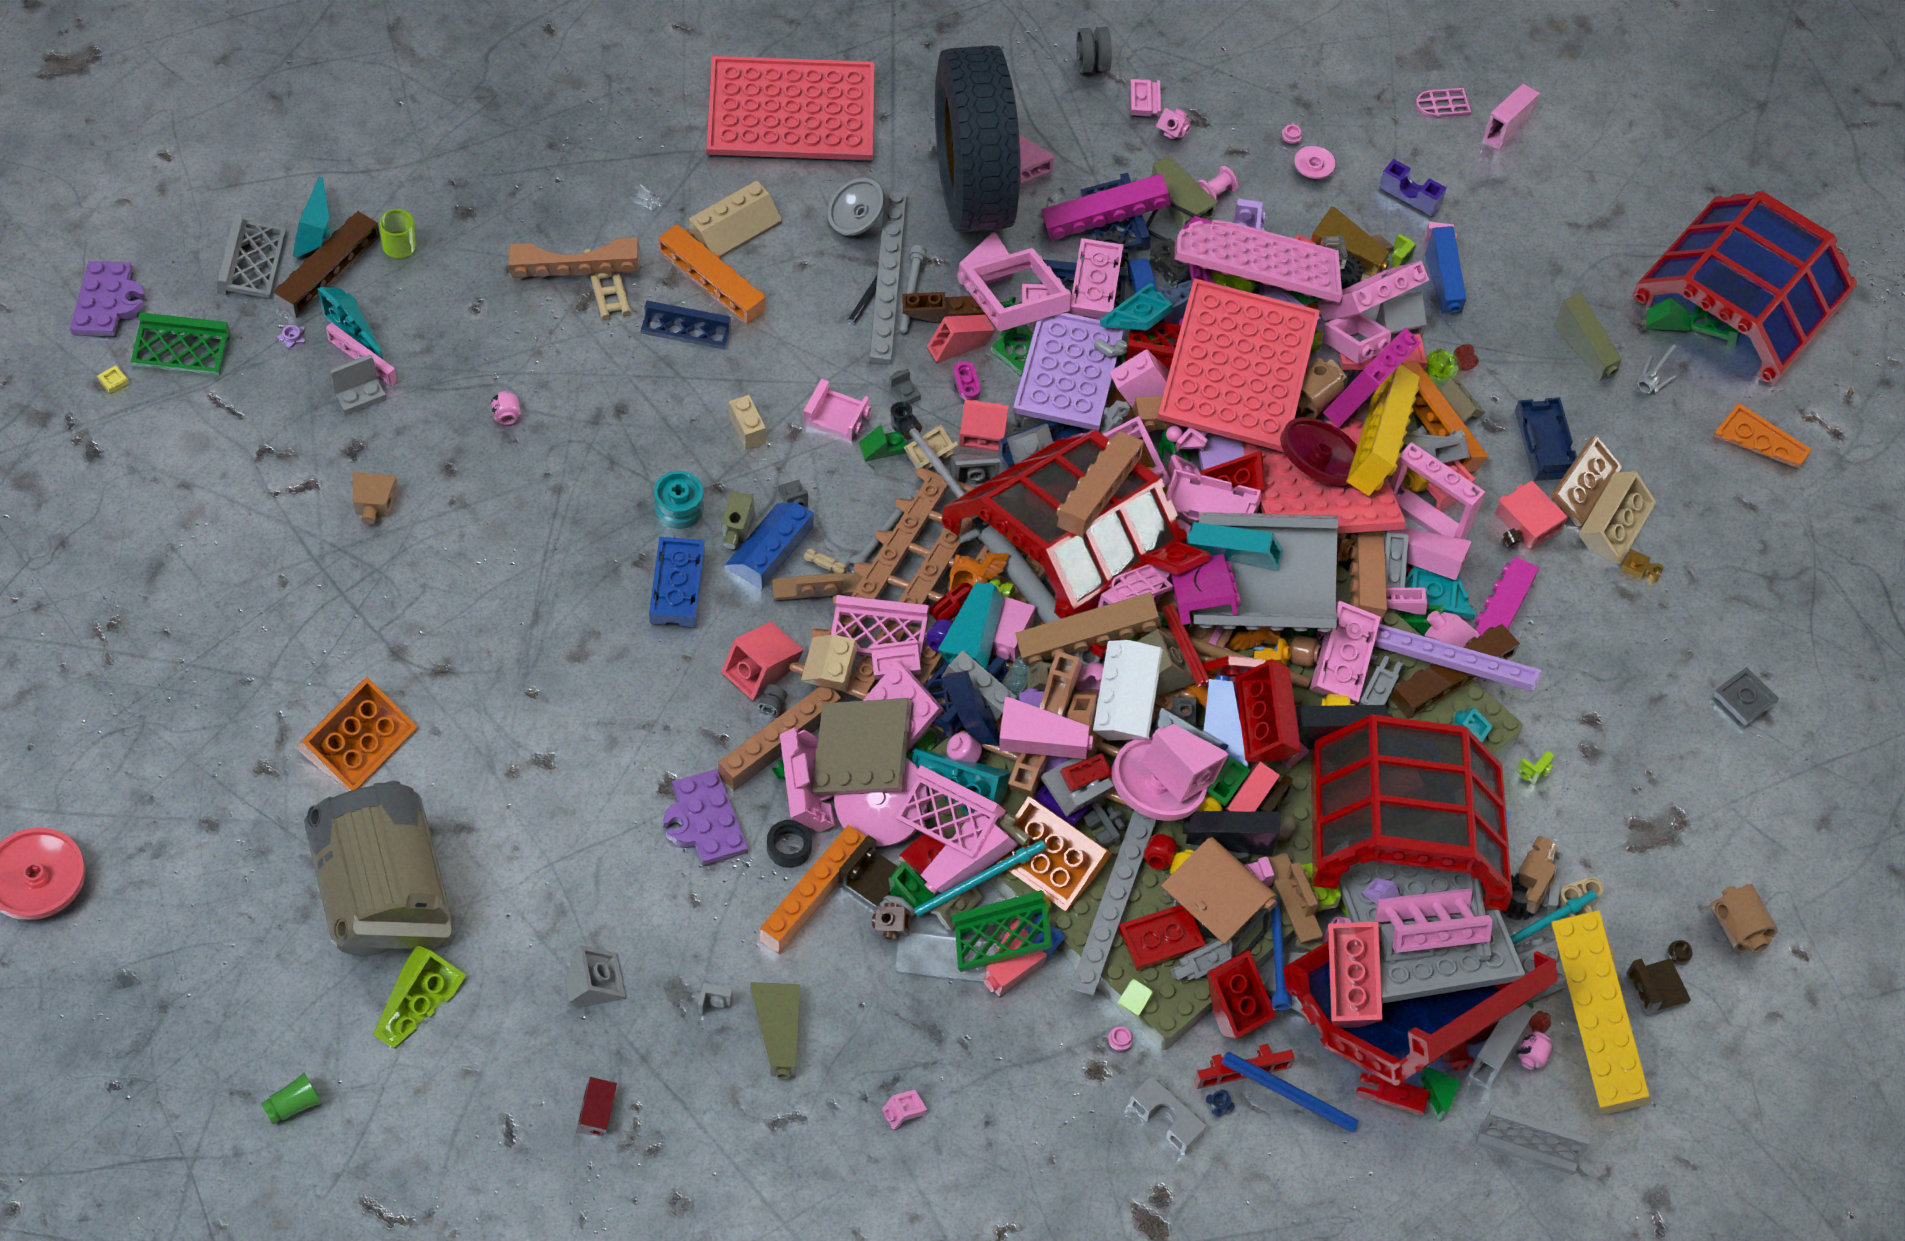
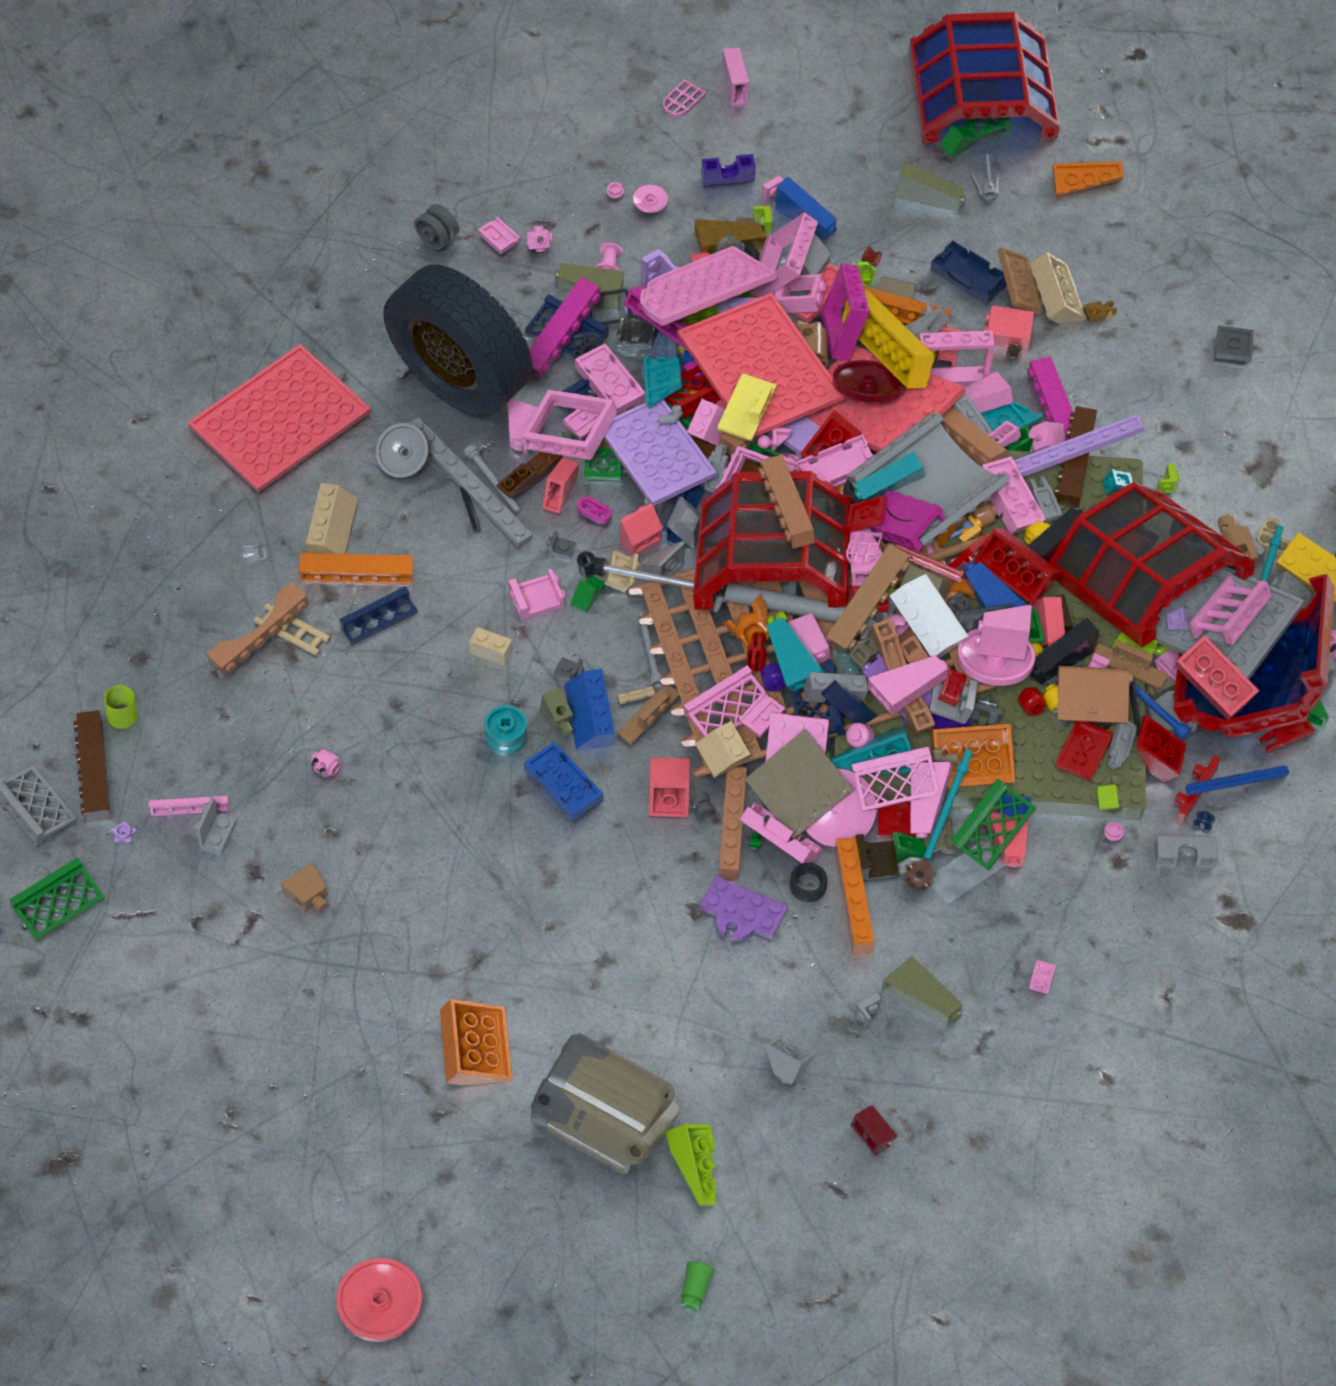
camera: 40 degrees left, 0 degrees up
(113, 379) = (37, 960): light yellow tile -> none
(314, 222) = (53, 742): teal wedge -> none
(345, 314) = (144, 787): teal wedge -> none
(1113, 904) = (1036, 754): light grey plate -> none
(1140, 273) = (628, 357): blue slope -> none
(1180, 387) = (746, 407): none -> light yellow bracket

